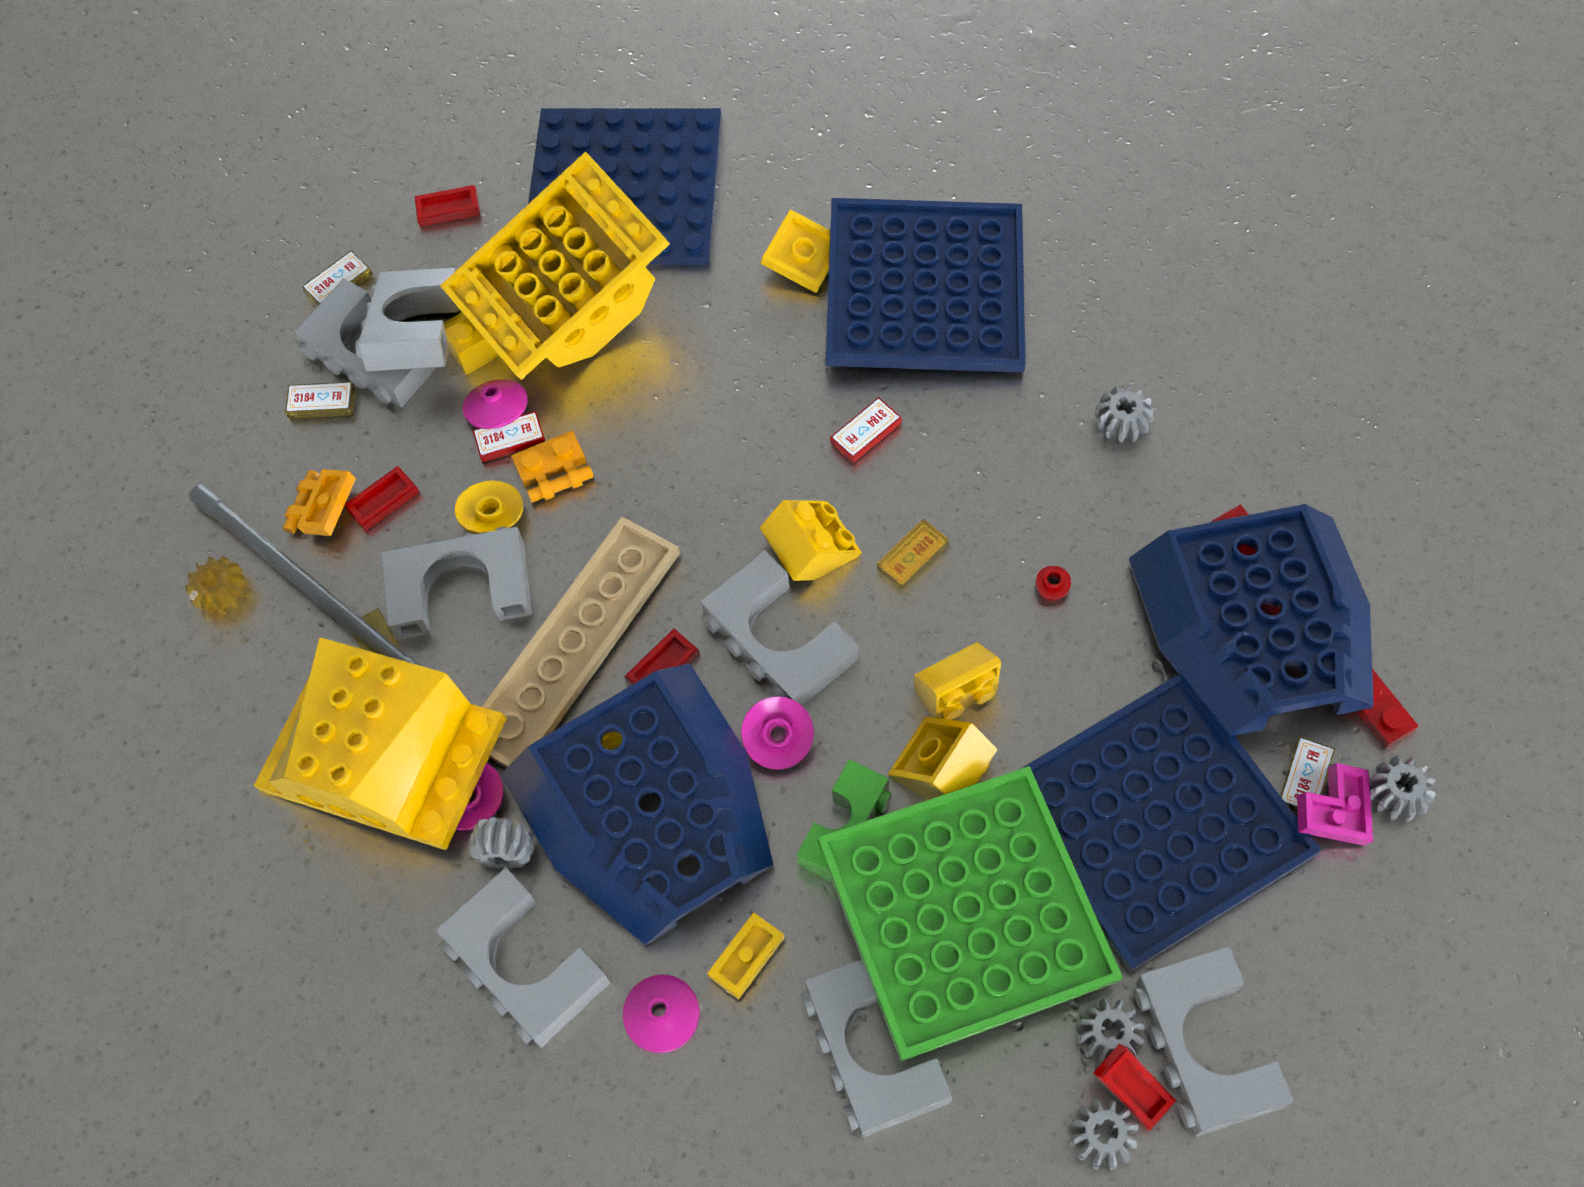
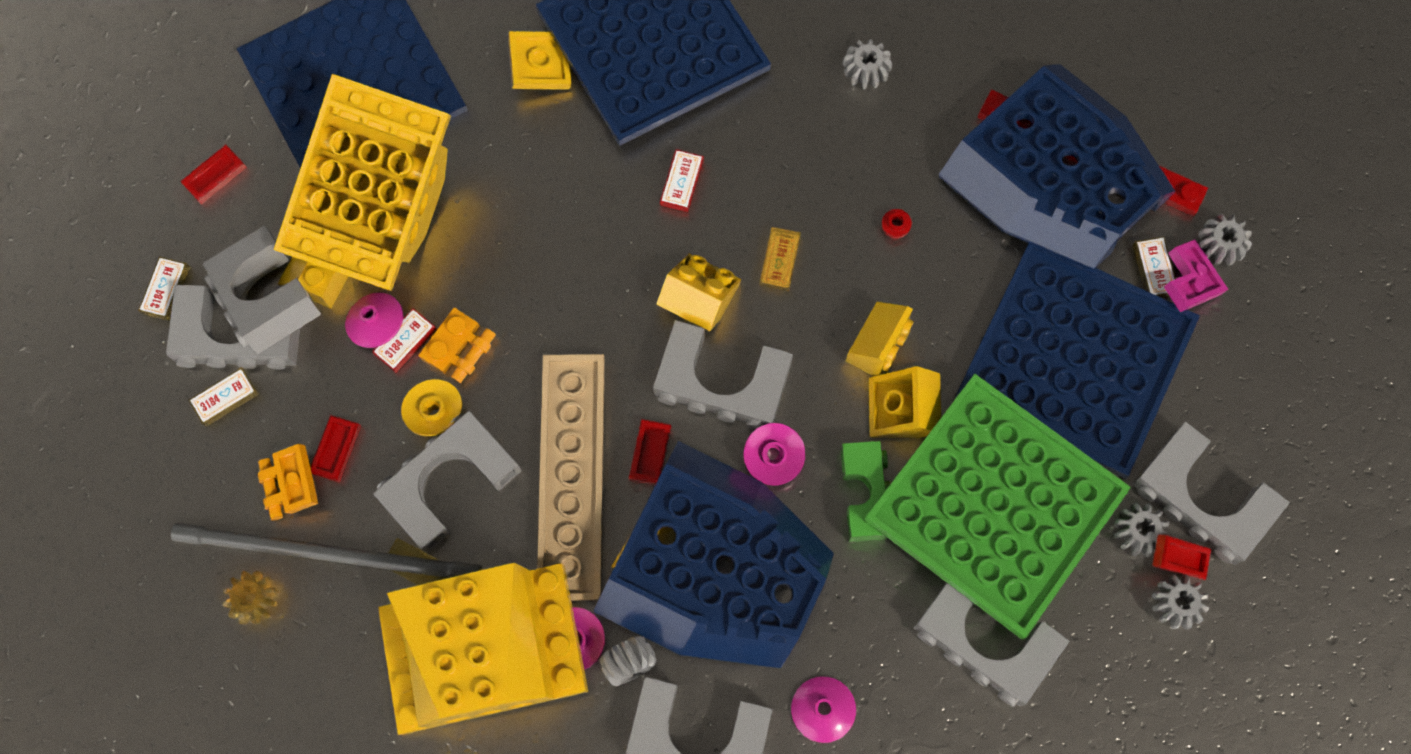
camera: 35 degrees left, 10 degrees up
(746, 955) = (859, 631): yellow plate -> none

